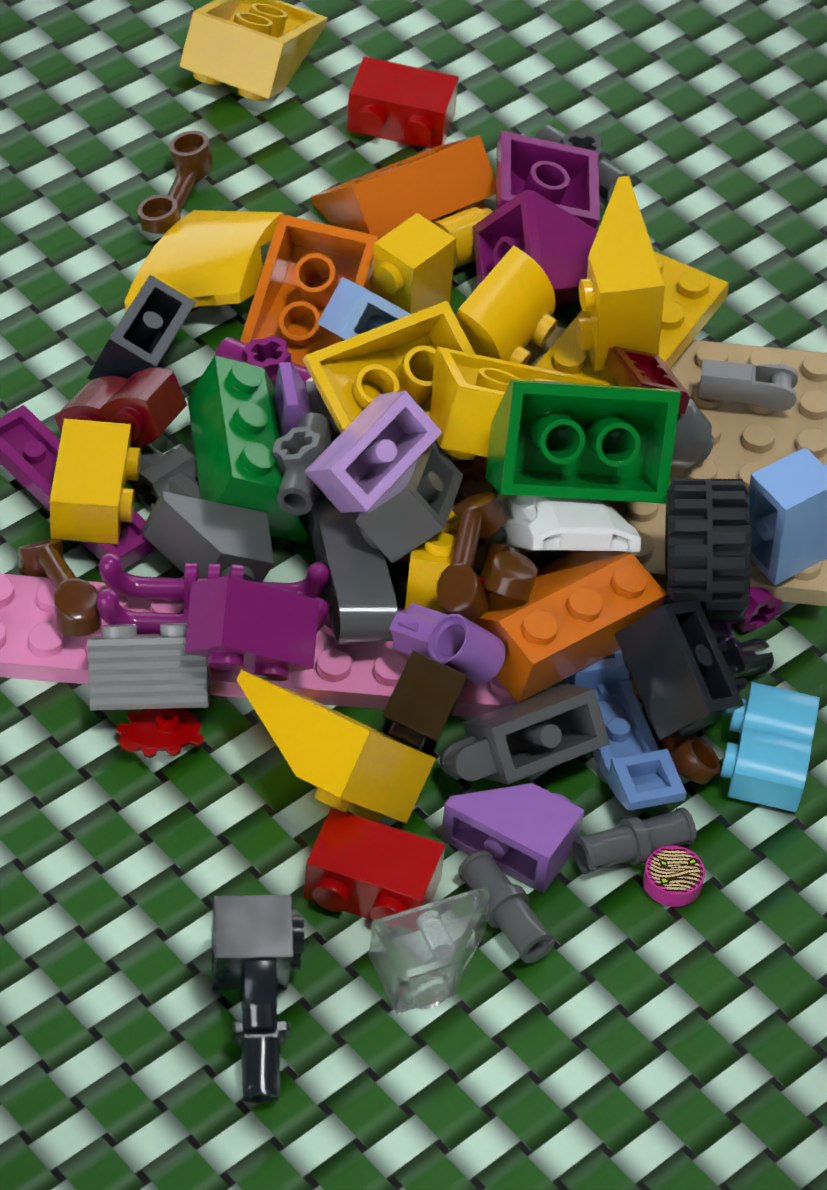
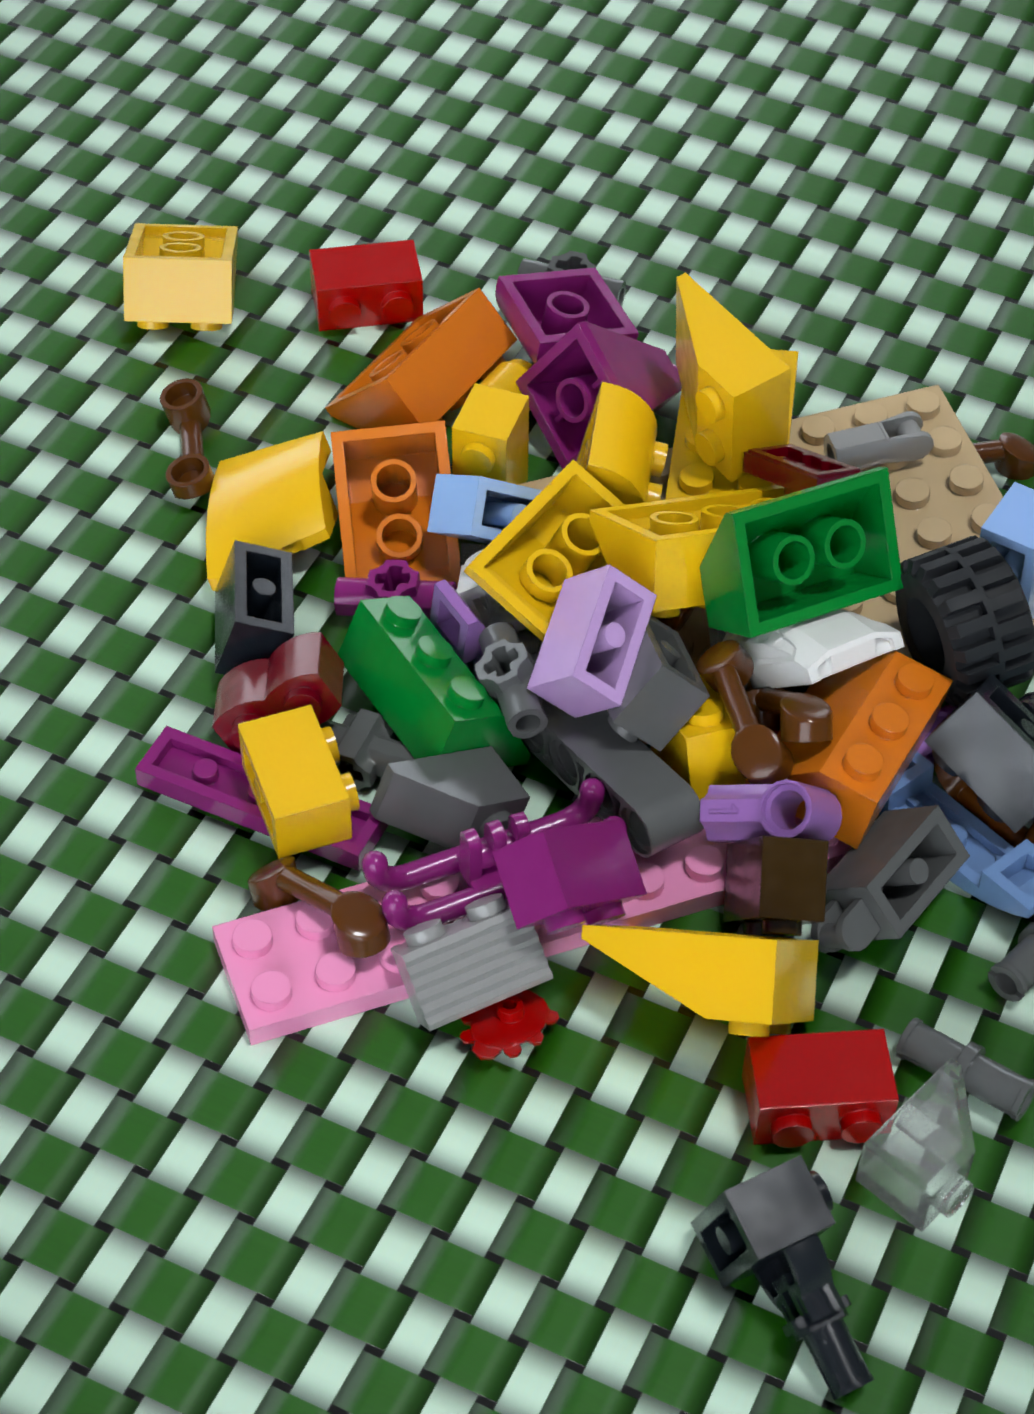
camera: 20 degrees left, 0 degrees up
(520, 826) = (931, 977): medium lavender slope -> none

